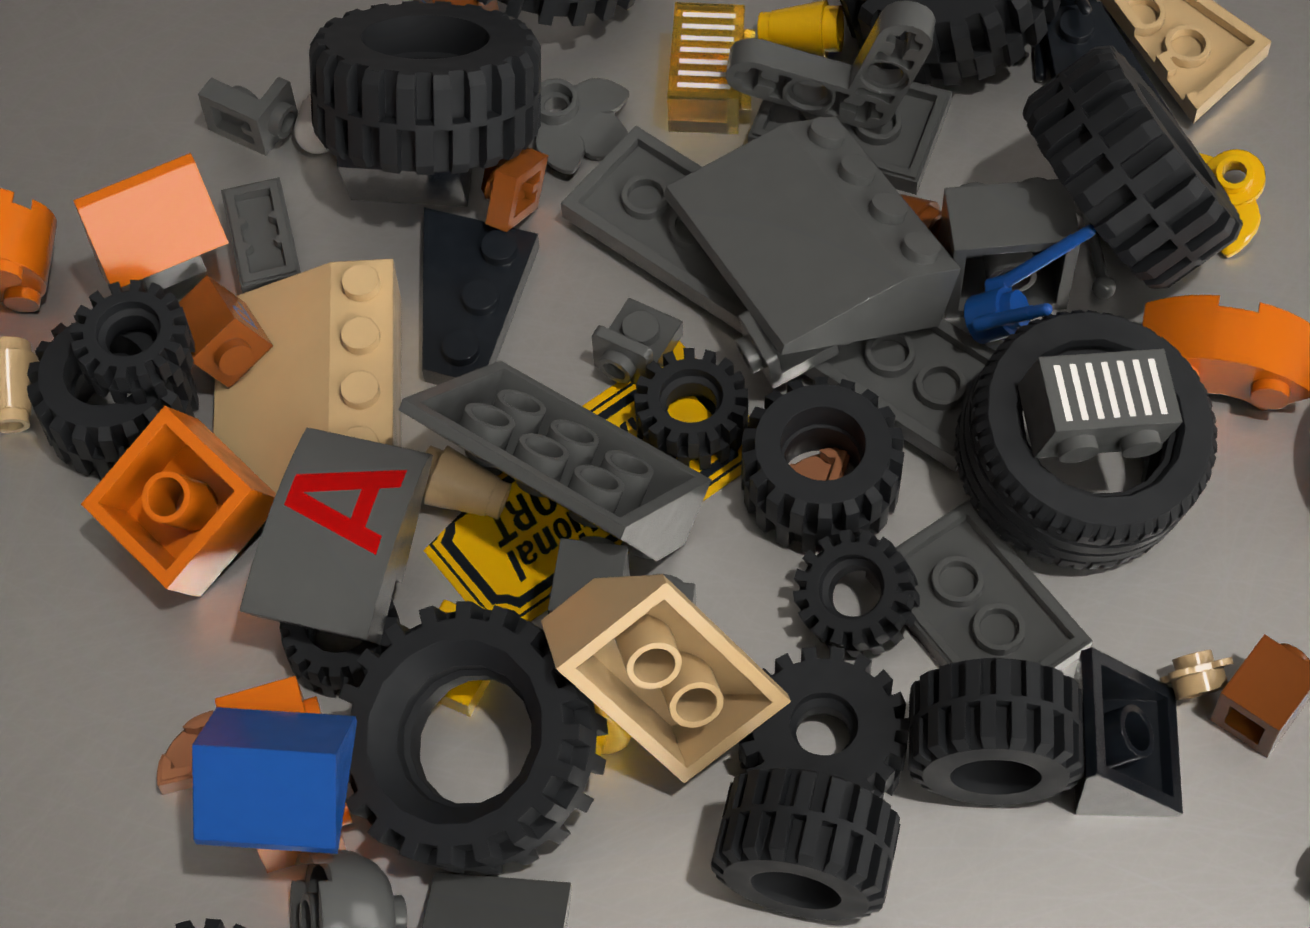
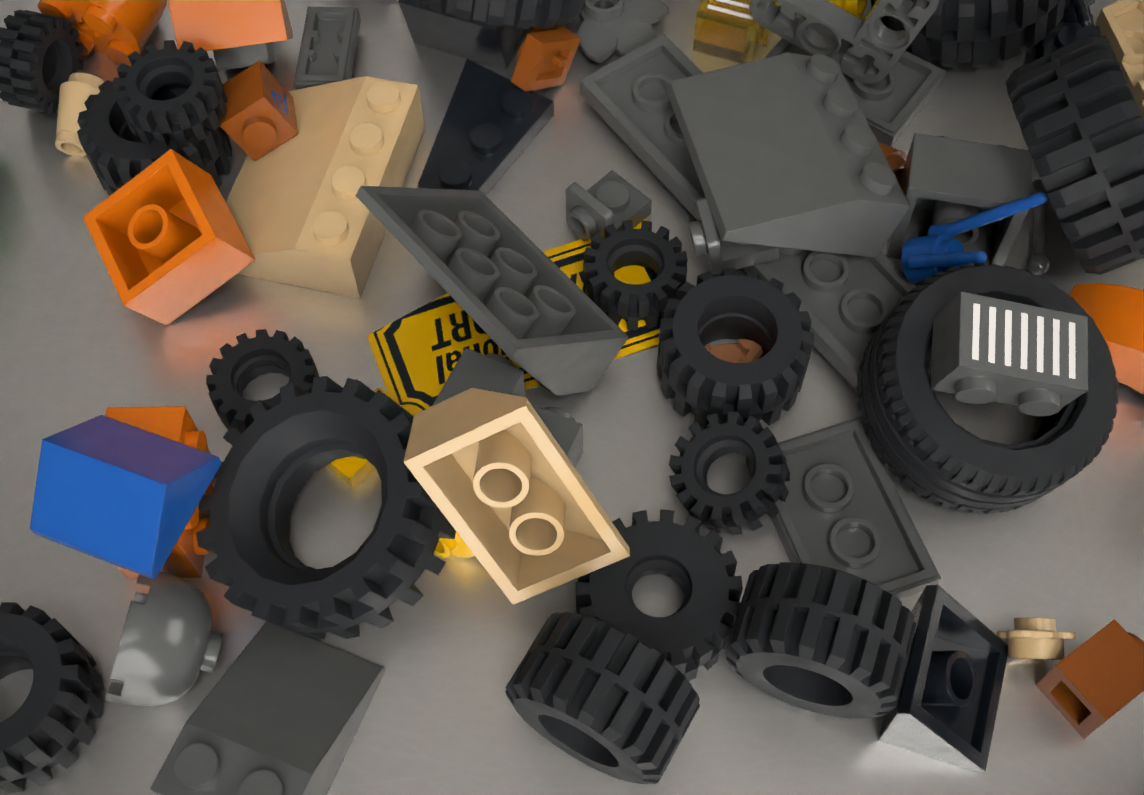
camera: 15 degrees right, 0 degrees up
(338, 535) = (279, 297): dark grey slope -> none
(464, 485) = (410, 286): tan cone -> none

